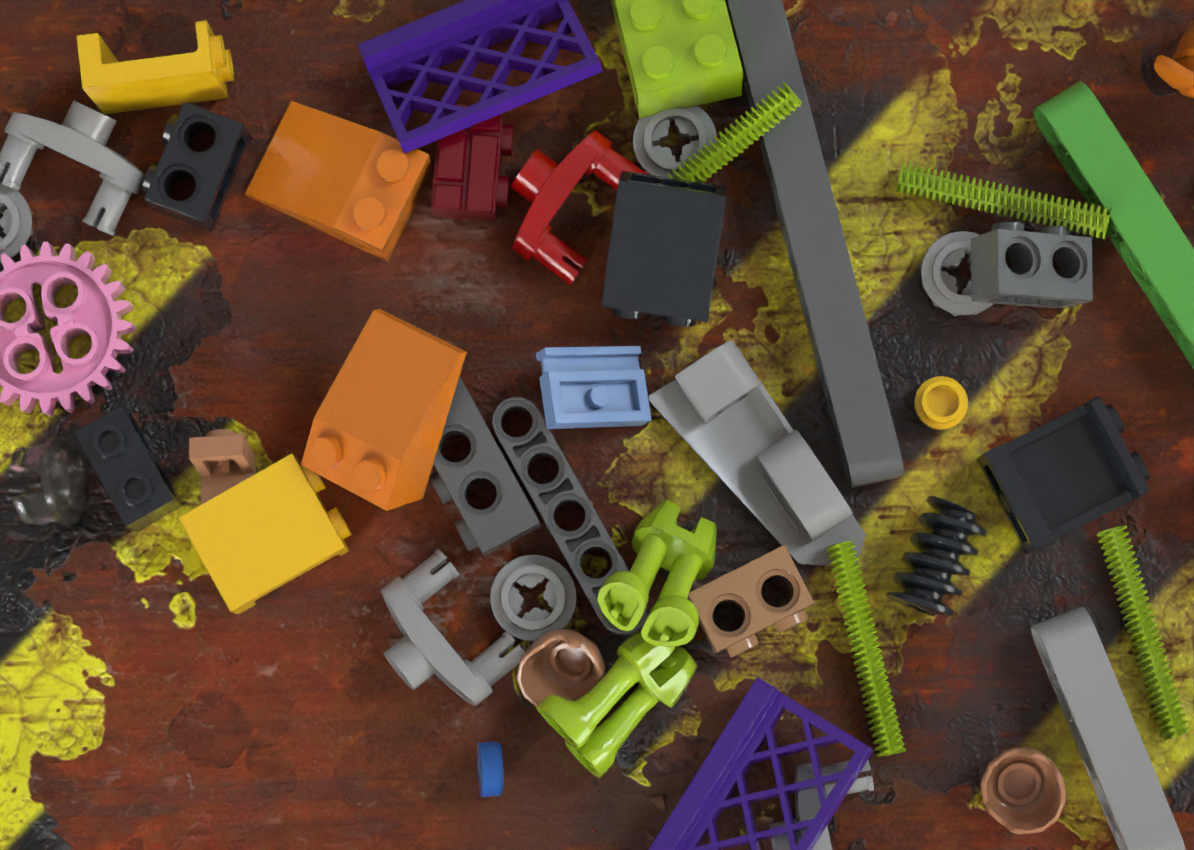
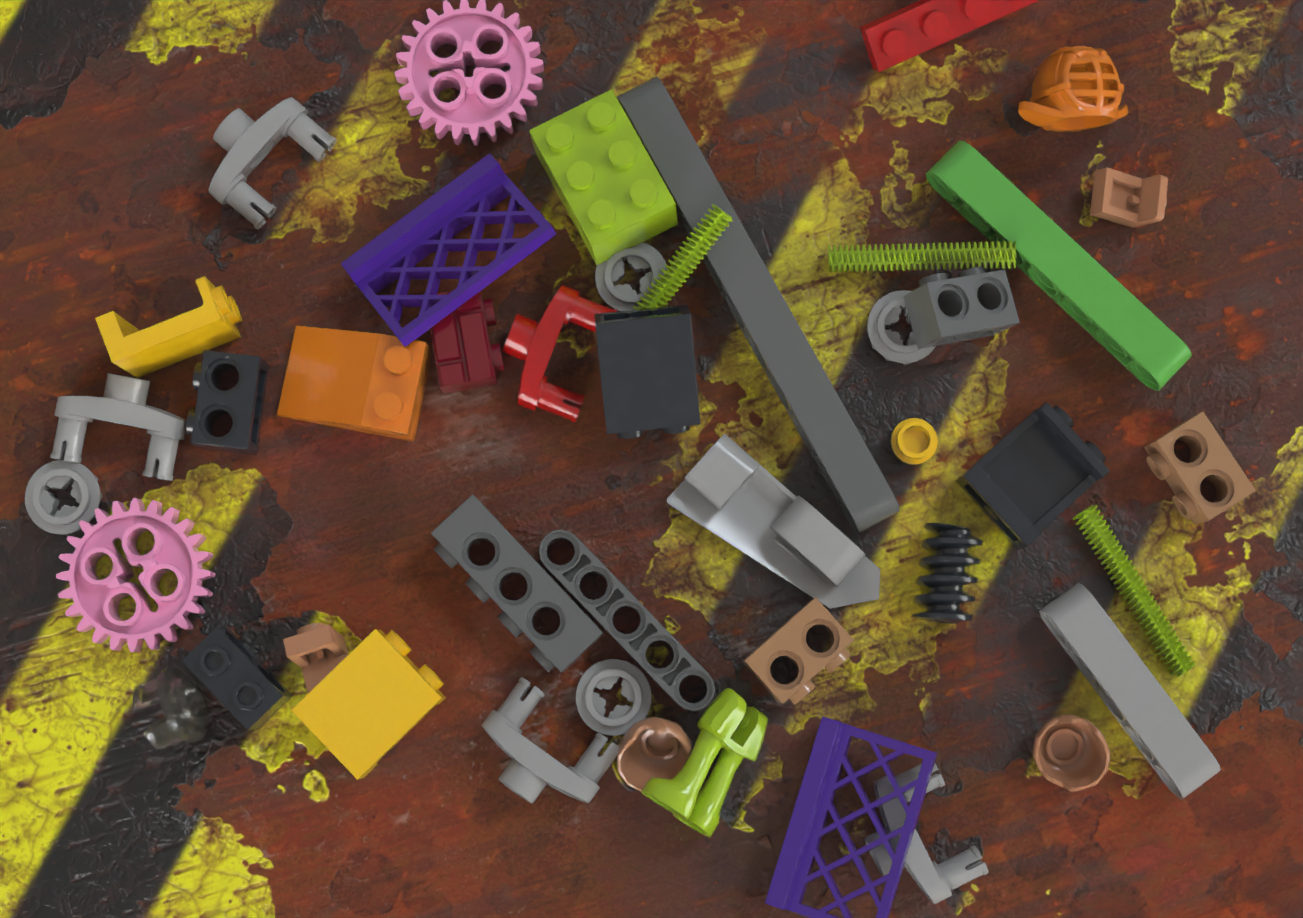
camera: 20 degrees left, 0 degrees up
(385, 413) = (446, 574): orange slope -> none
(490, 769) = (615, 854): blue tile -> none
(593, 387) = (617, 504): medium blue plate -> none
(675, 549) = (726, 625): lime piece -> none
(866, 648) = (907, 666): lime axle -> none

